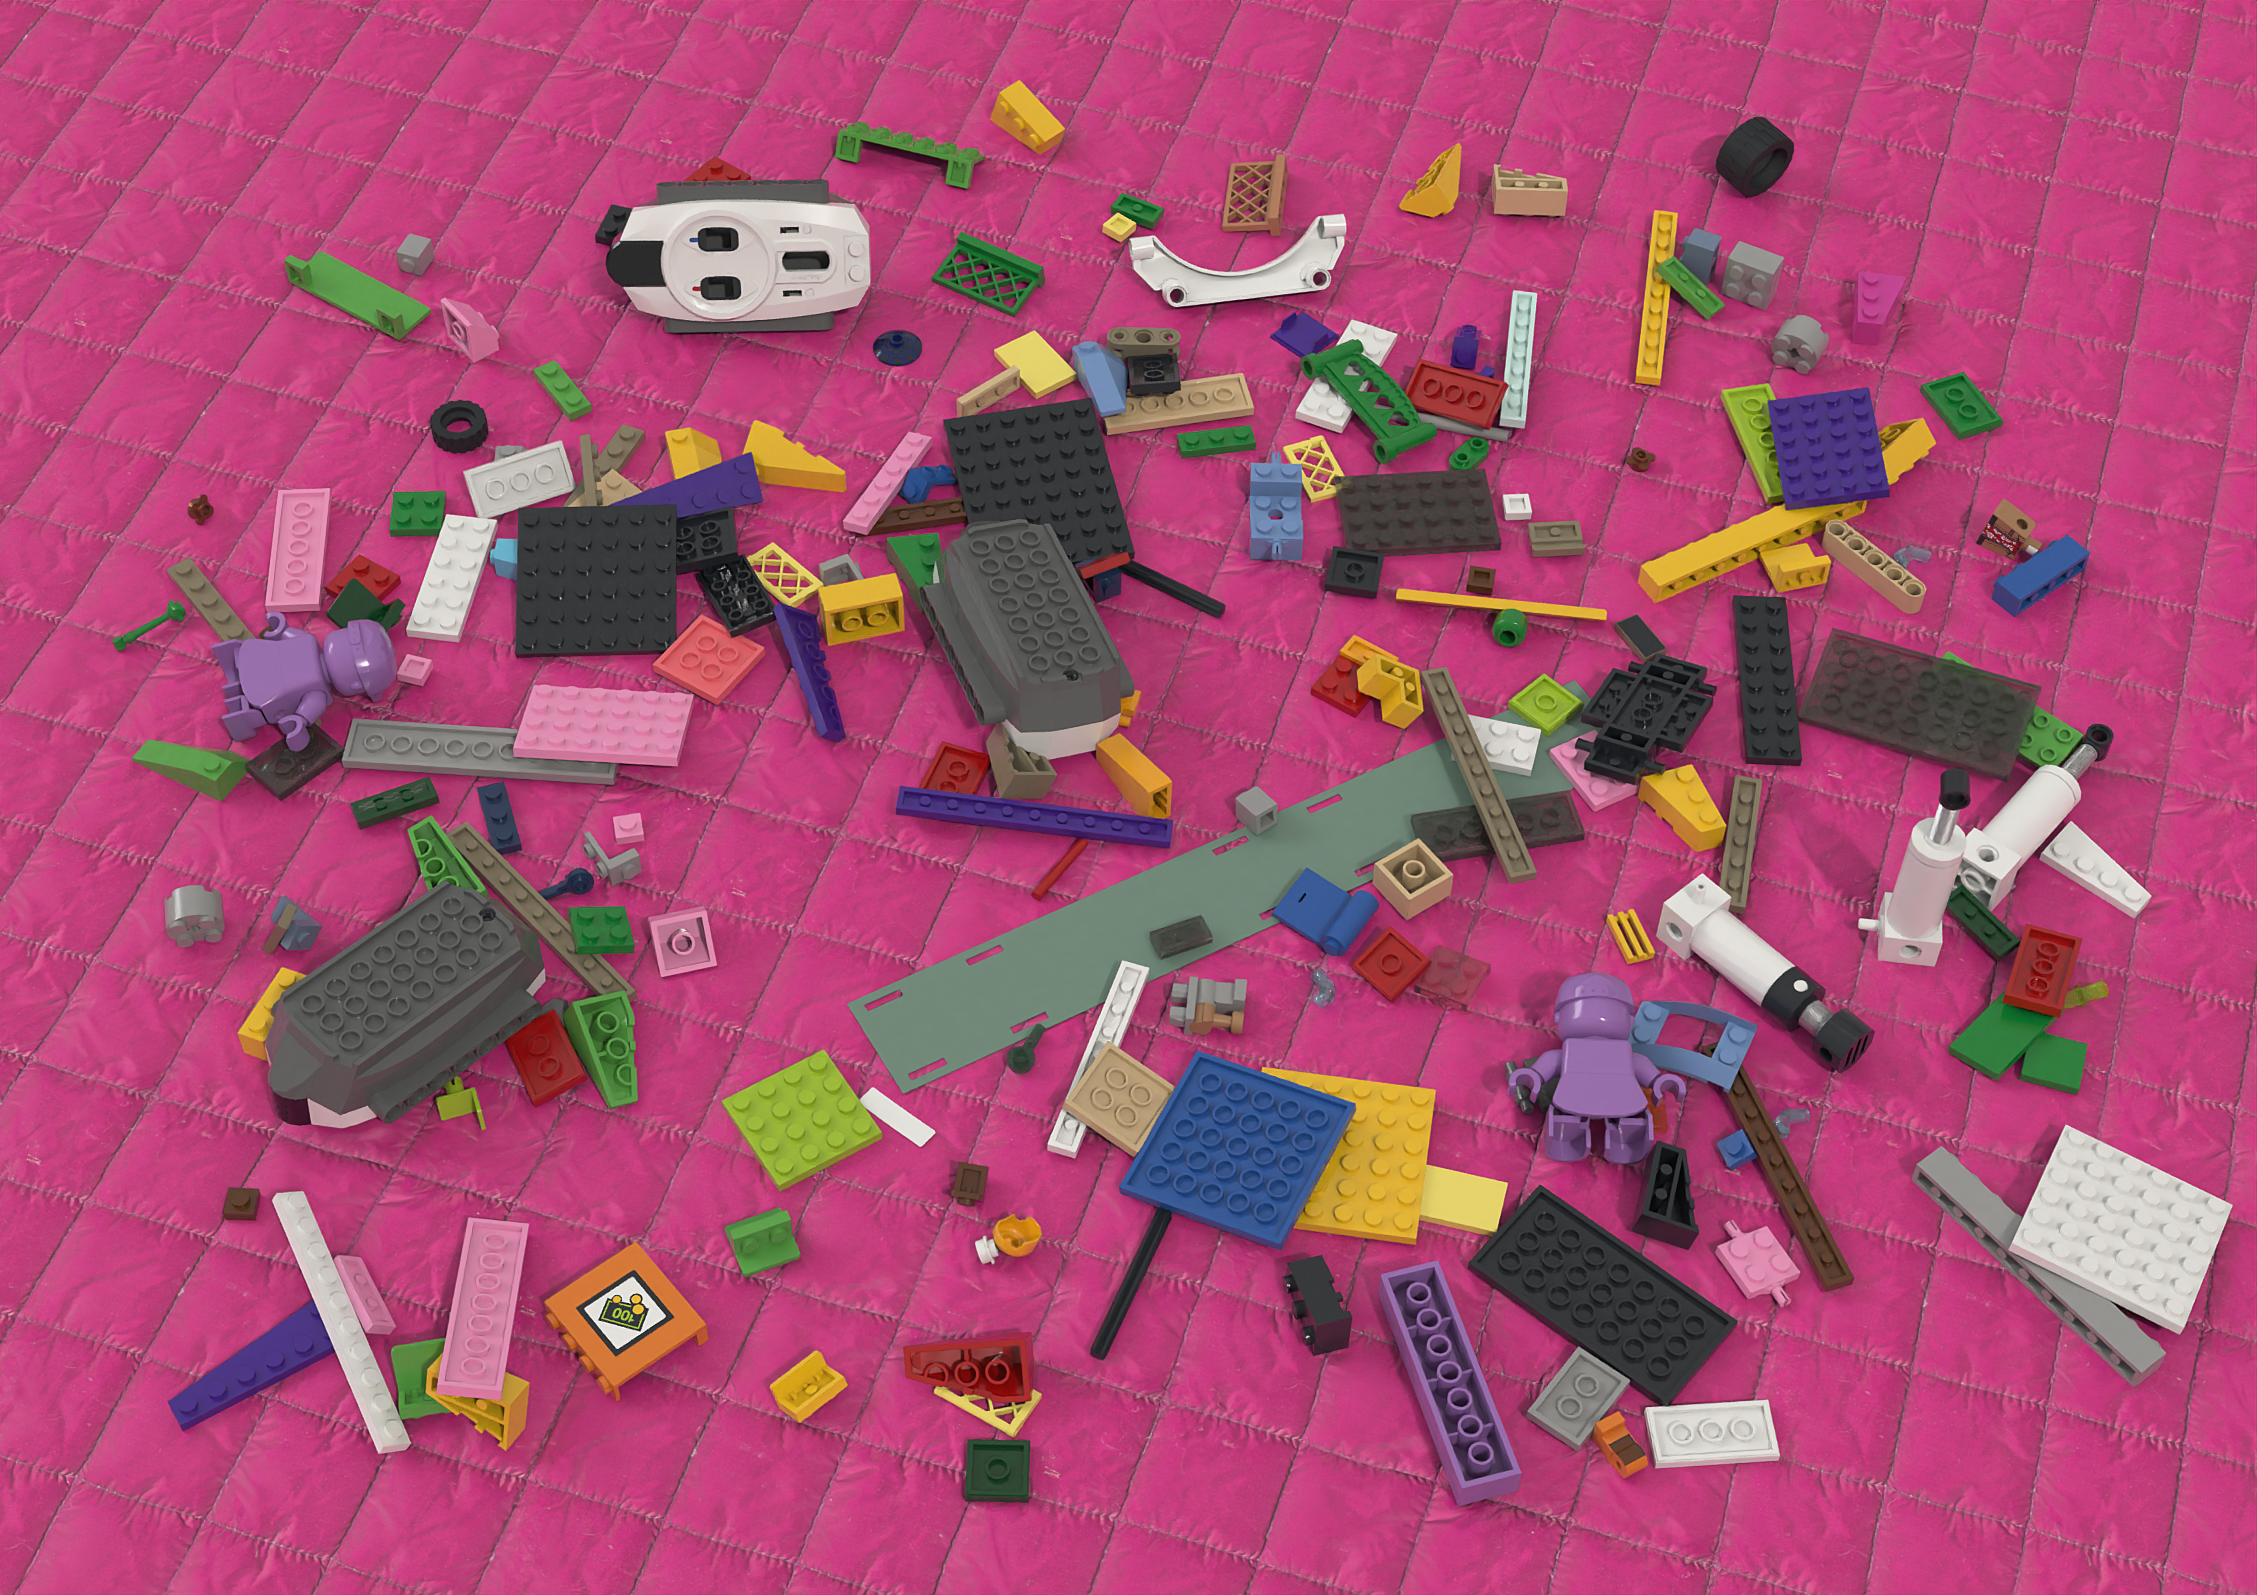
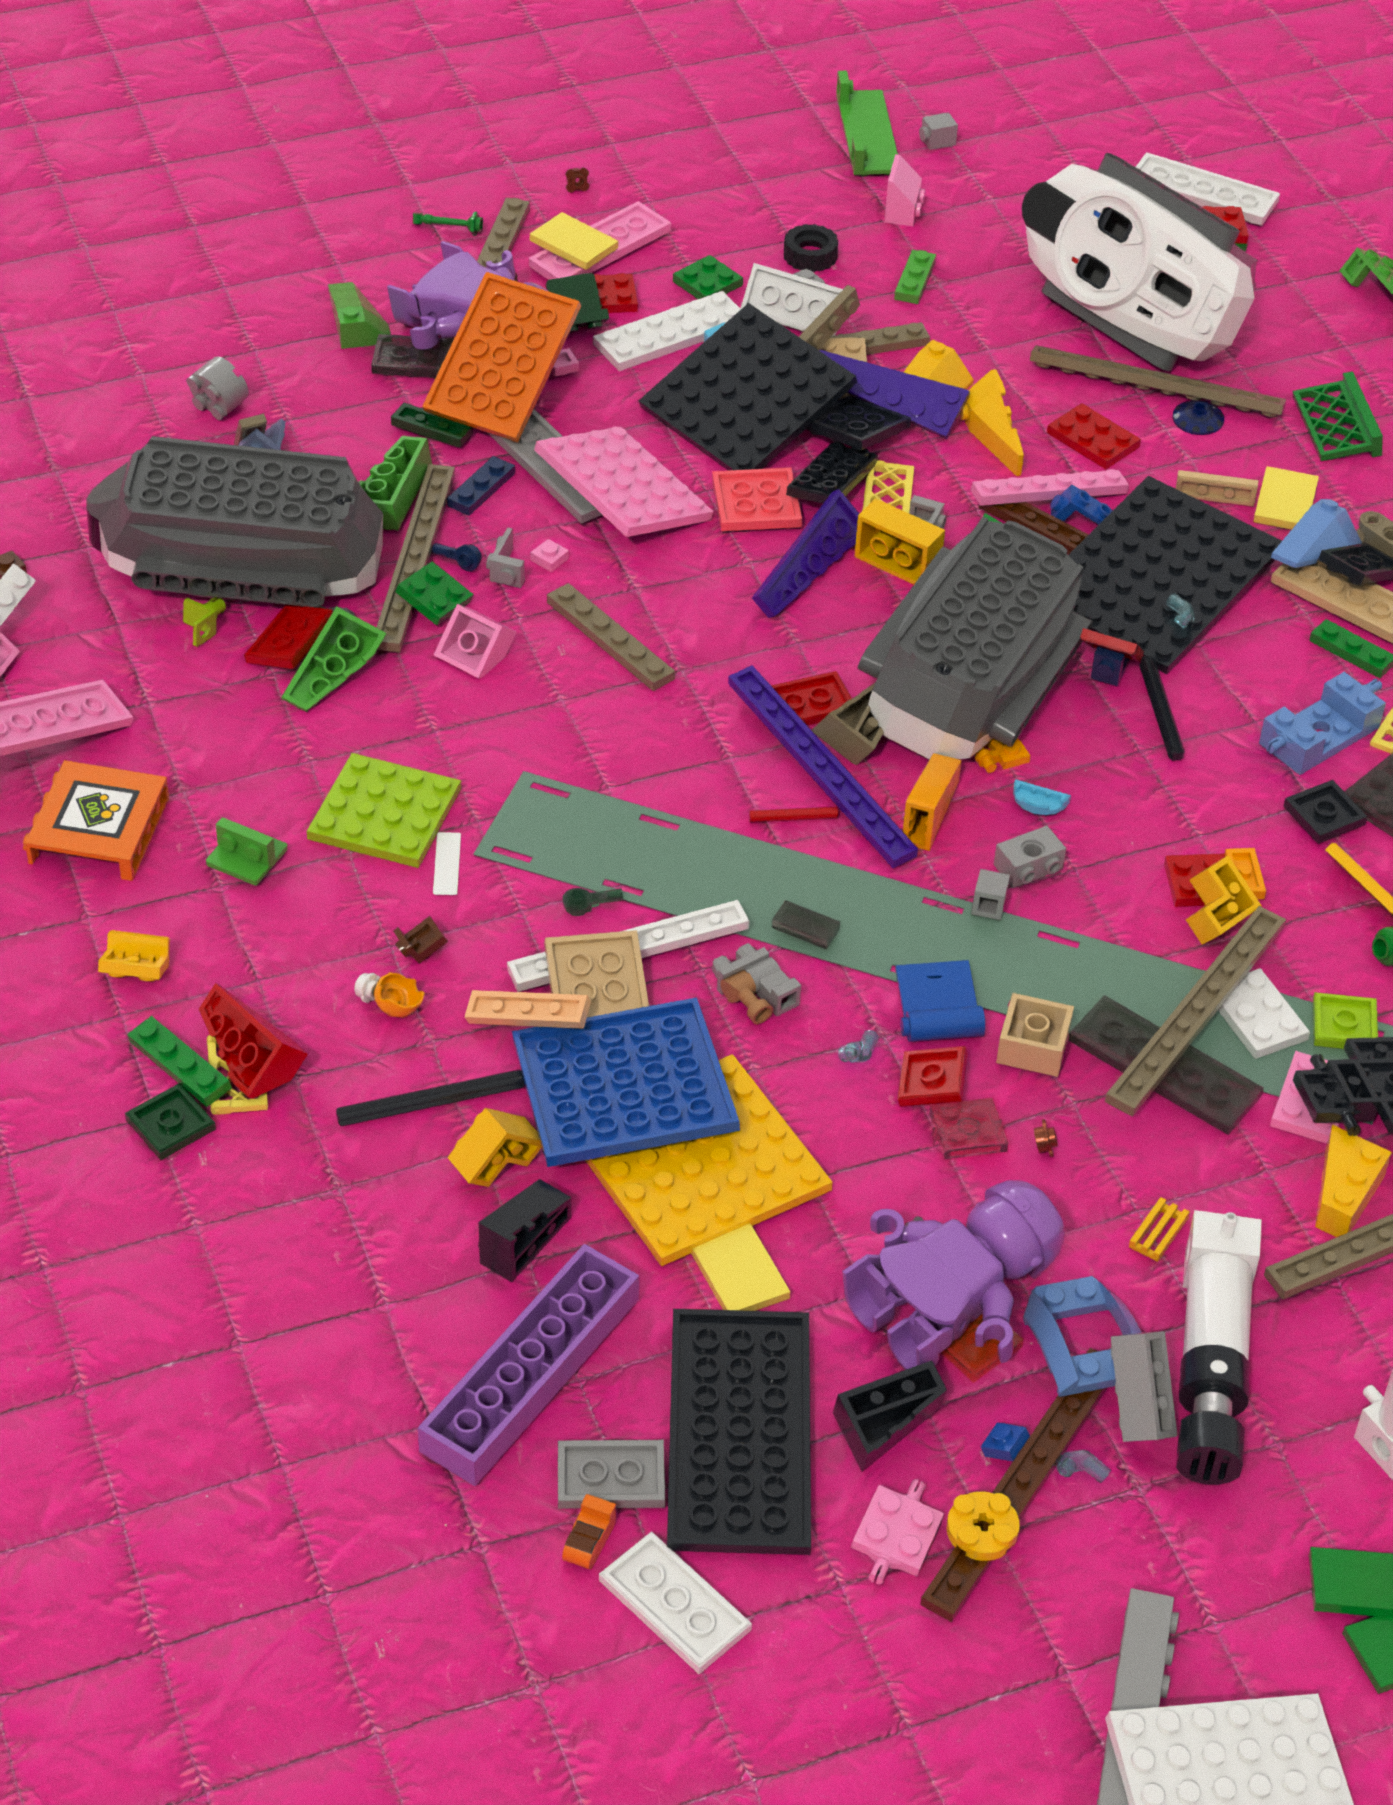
camera: 50 degrees right, 5 degrees down
(283, 563) = (574, 240): none -> light yellow tile
(403, 702) = (501, 356): none -> orange plate
(660, 159) = (1211, 188): none -> white plate
(760, 851) = (611, 637): none -> dark tan plate
(833, 343) = (1168, 383): none -> dark tan plate
(854, 418) = (1093, 436): none -> red plate
(945, 1425) = (179, 1061): none -> green plate
(1099, 500) = (1185, 610): none -> clear light blue arm
(1113, 1162) = (528, 1009): none -> light nougat plate
(1188, 718) = (1039, 799): none -> medium azure plate
(1229, 1272) = (492, 1143): none -> yellow brick
(1241, 762) = (1030, 856): none -> light grey brick
(1503, 941) = (1045, 1138): none -> copper plate
(1774, 1039) = (1143, 1386): none -> light grey brick
(1806, 1195) = (987, 1507): none -> yellow plate

